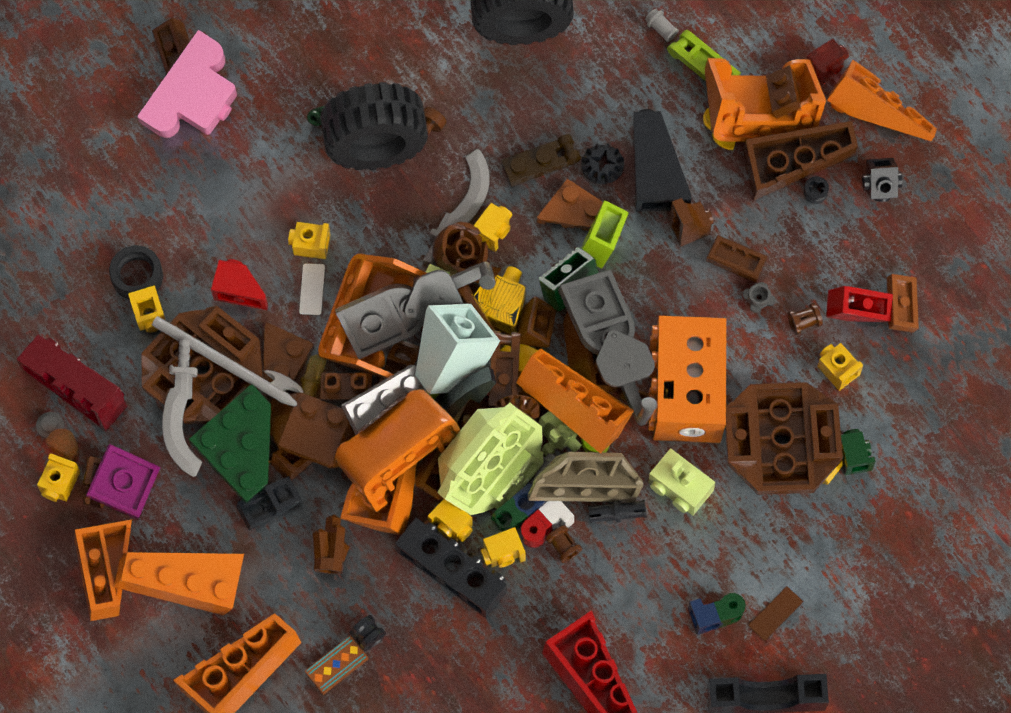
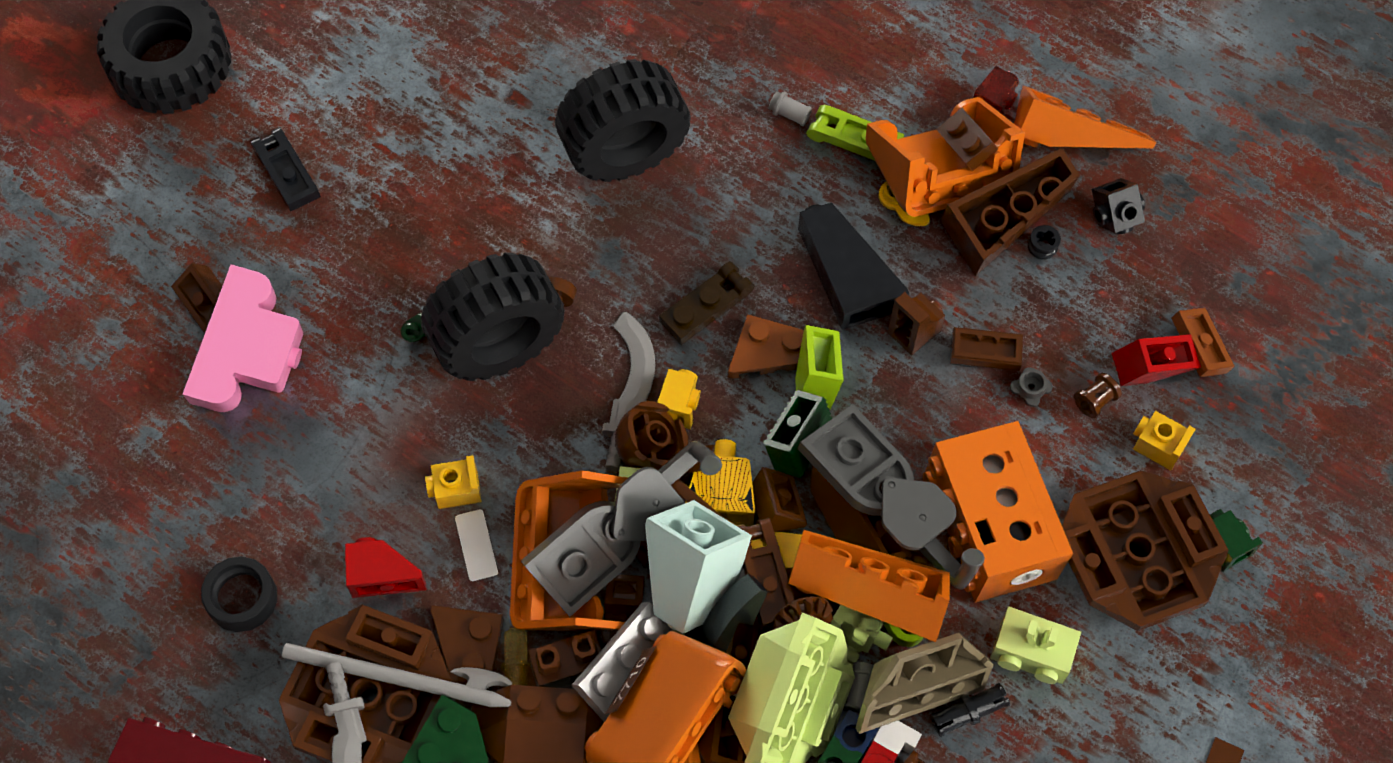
camera: 20 degrees left, 5 degrees down
(146, 301) = (261, 629): yellow brick -> none
(610, 172) = (772, 295): black gear -> none

